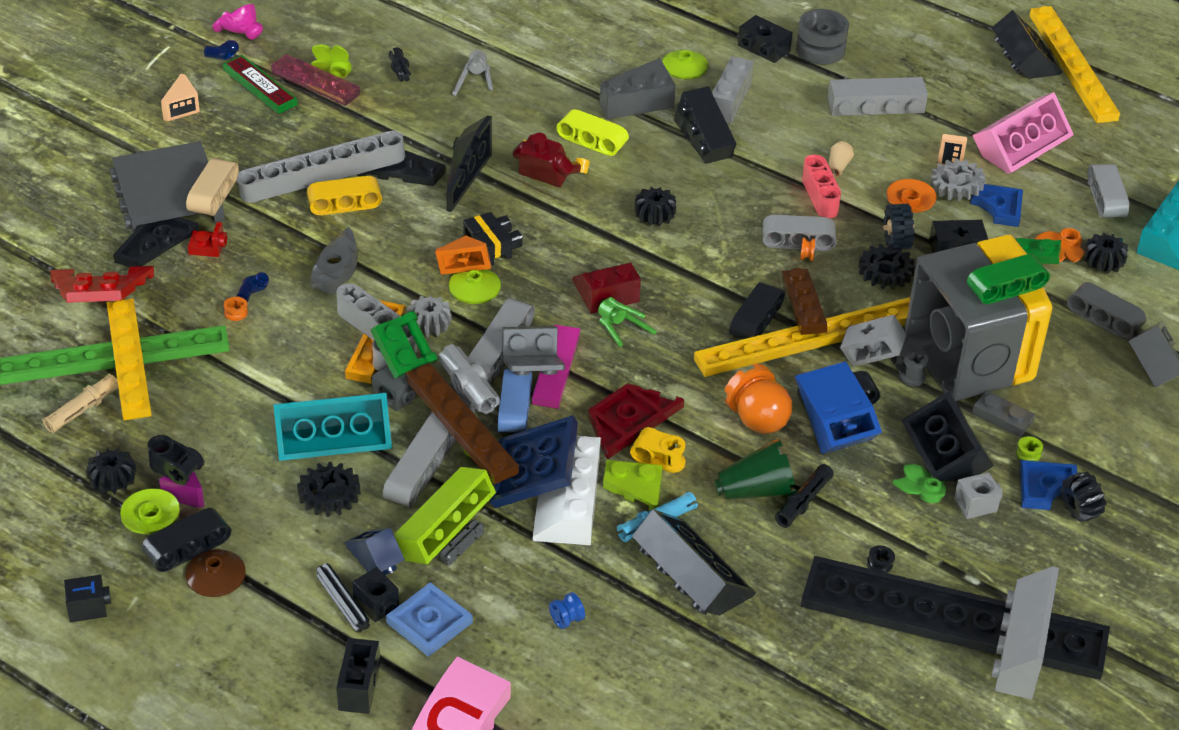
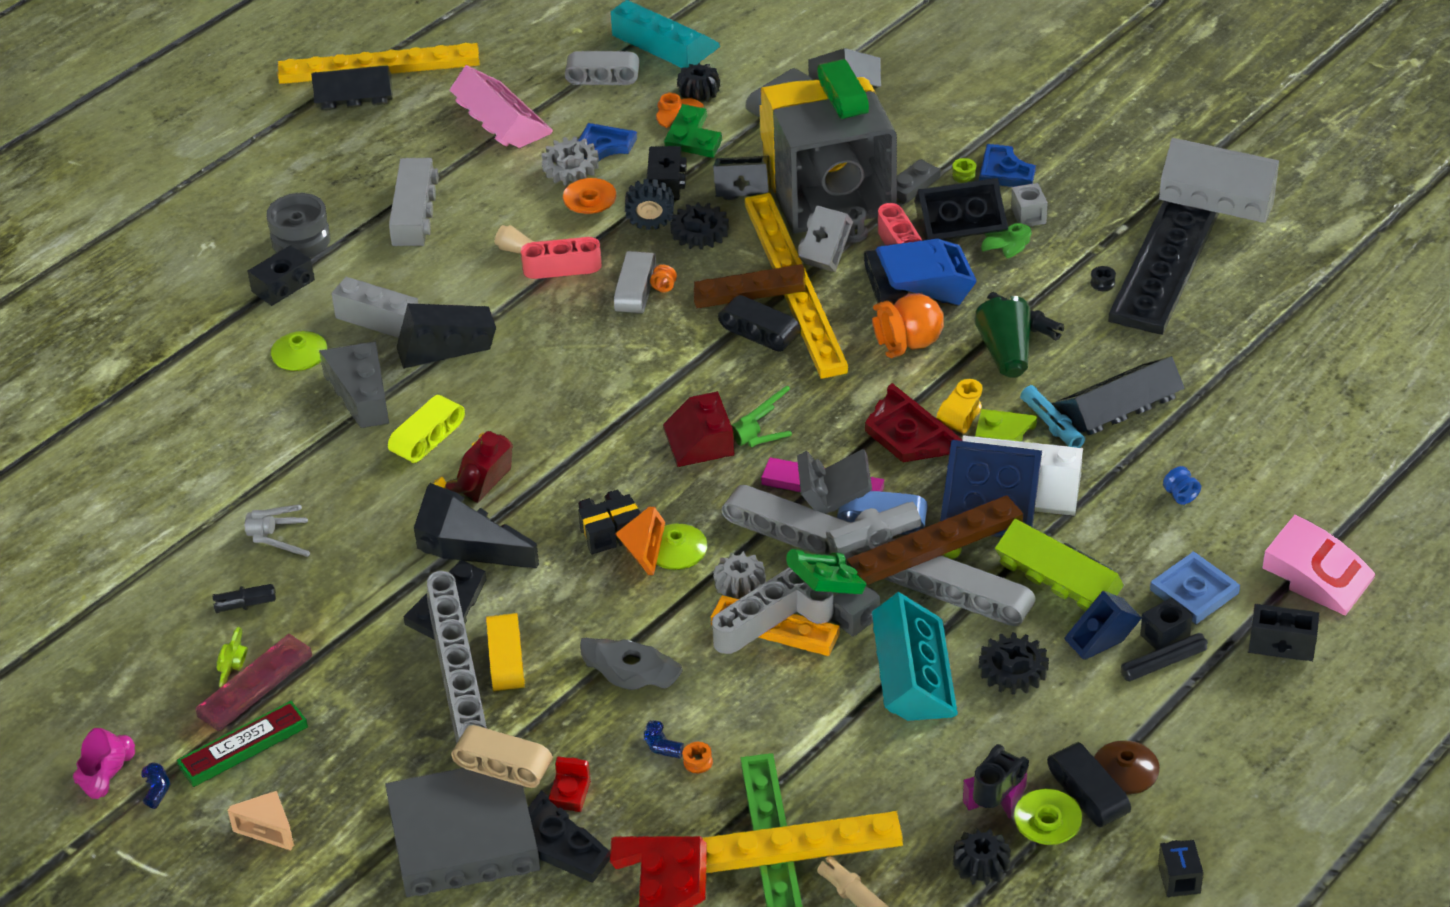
camera: 80 degrees left, 0 degrees up
(655, 206) = (573, 385): black gear -> none
(904, 398) = (895, 226): none -> coral beam
(951, 148) = (517, 160): light nougat slope -> none
(1083, 496) = (1038, 139): black gear -> none

